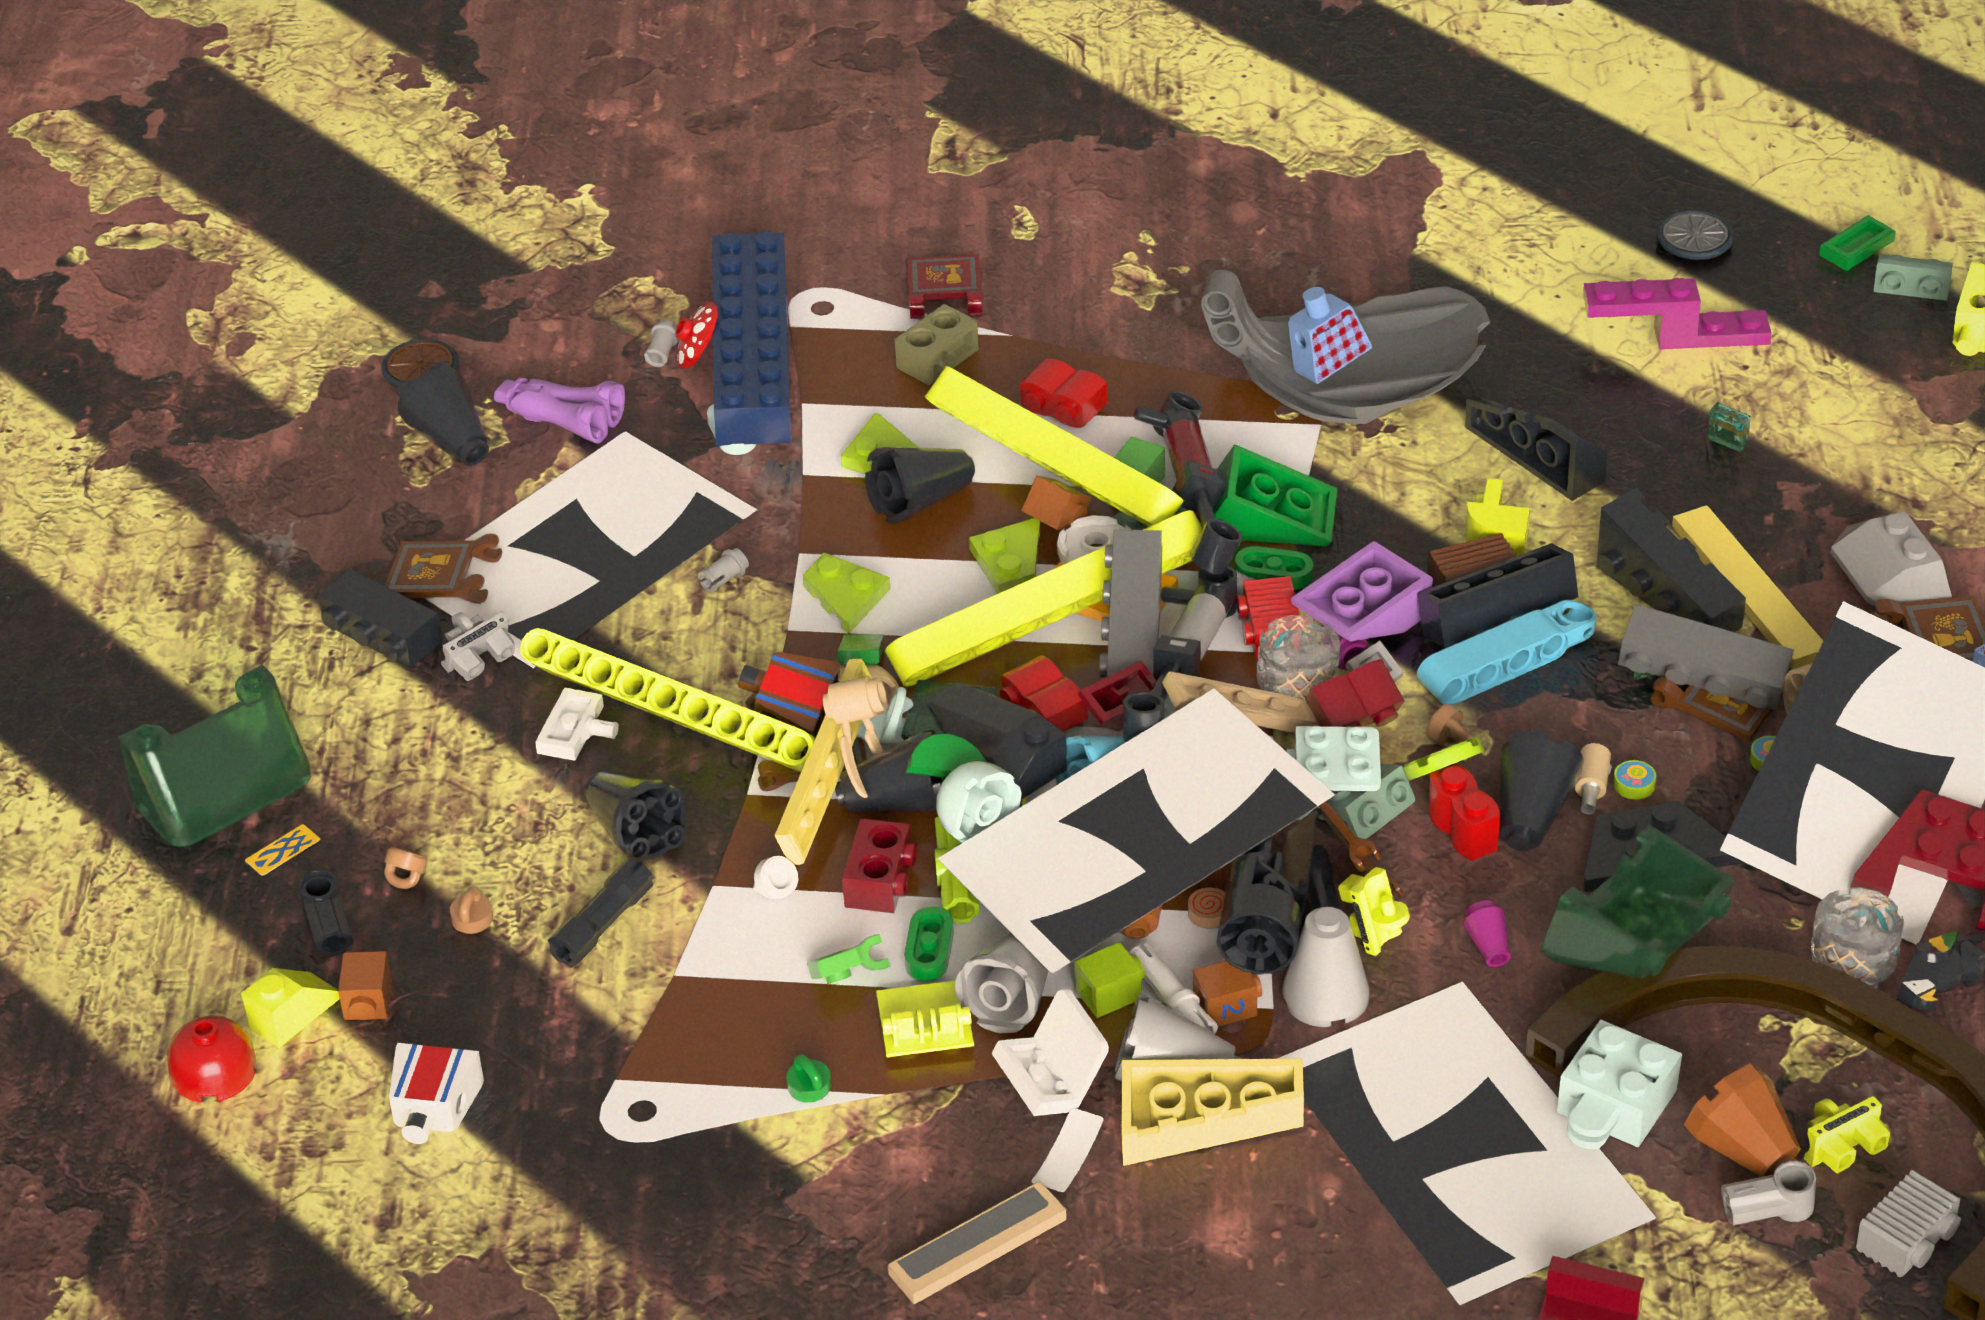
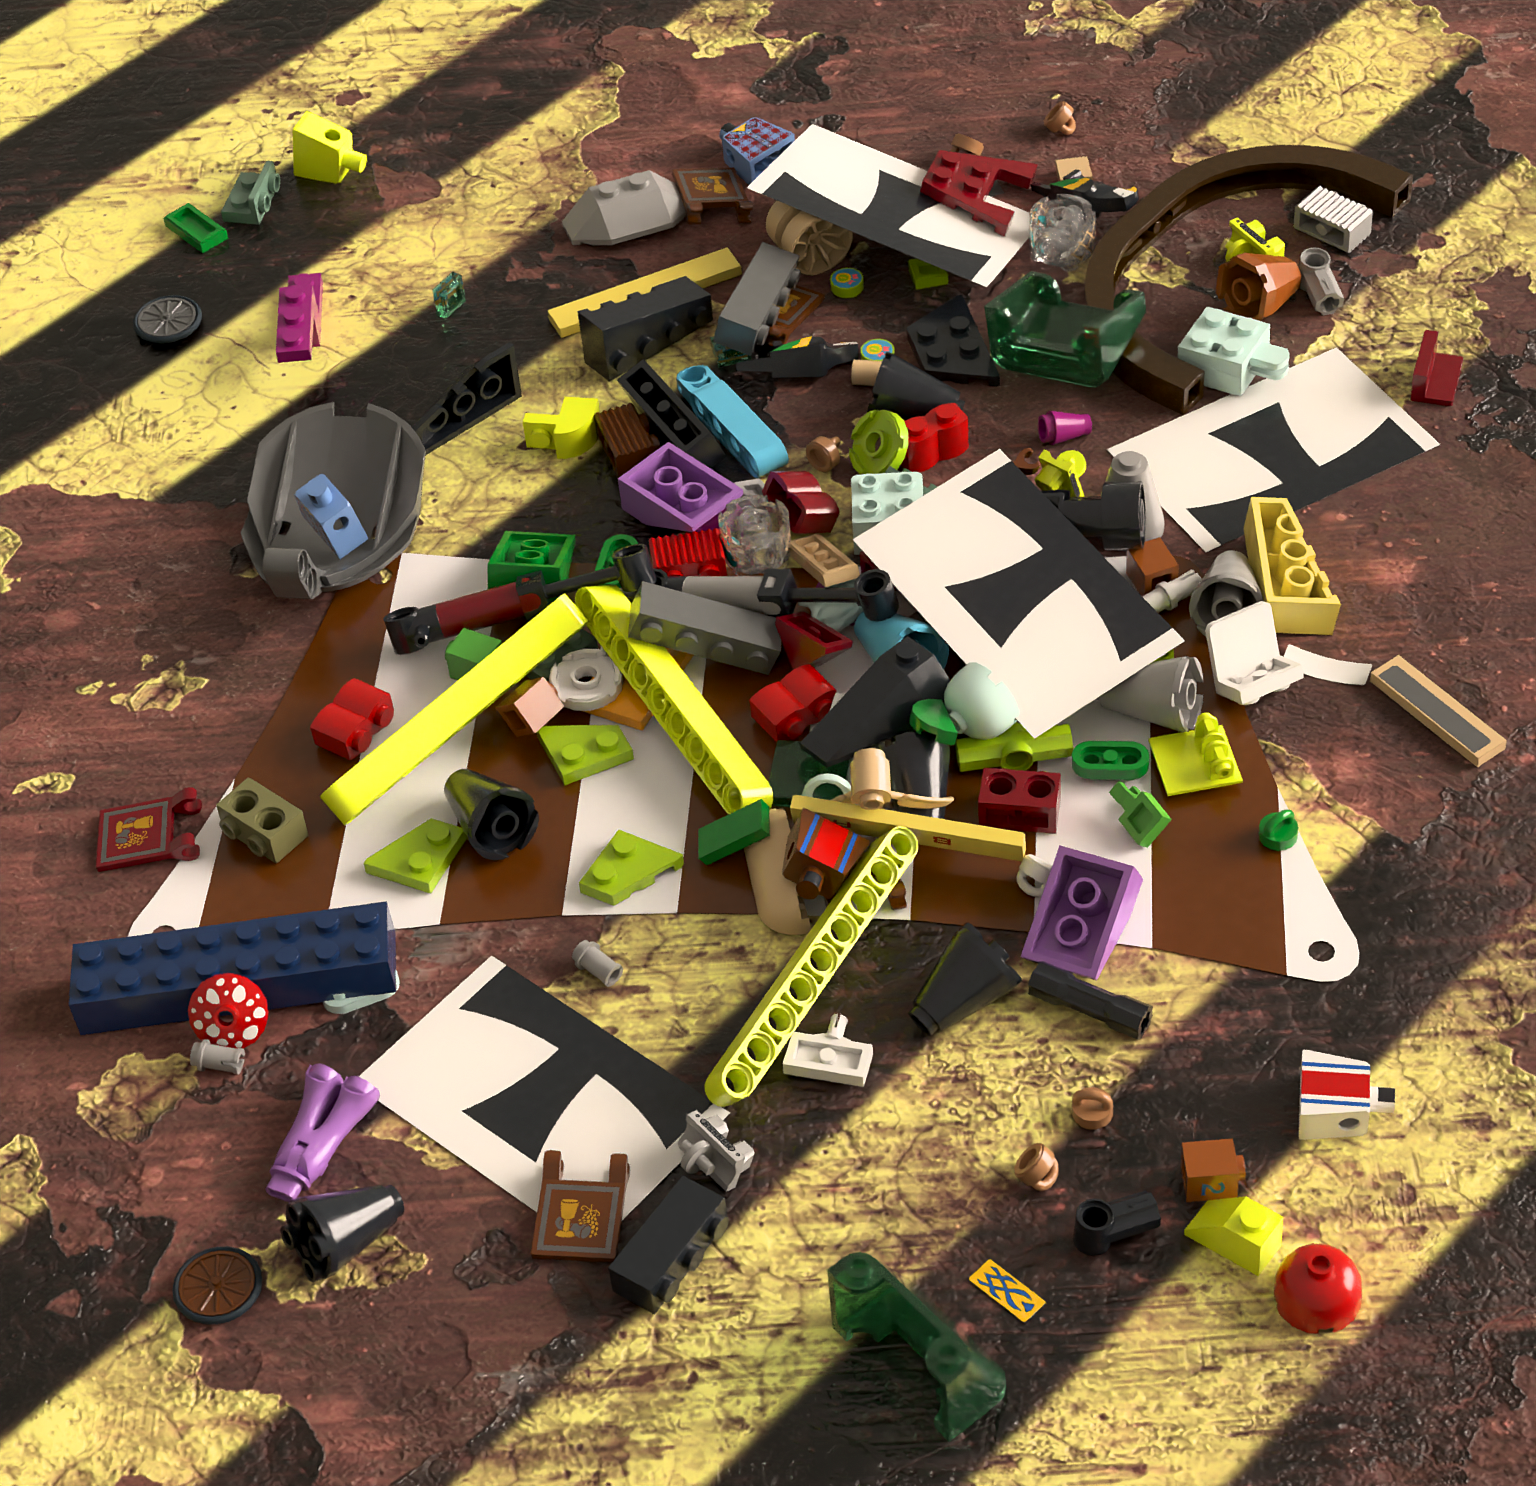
camera: 90 degrees left, 5 degrees up
(715, 907) = (1082, 912): none -> medium lavender slope
(1611, 709) = (802, 358): none -> black animal

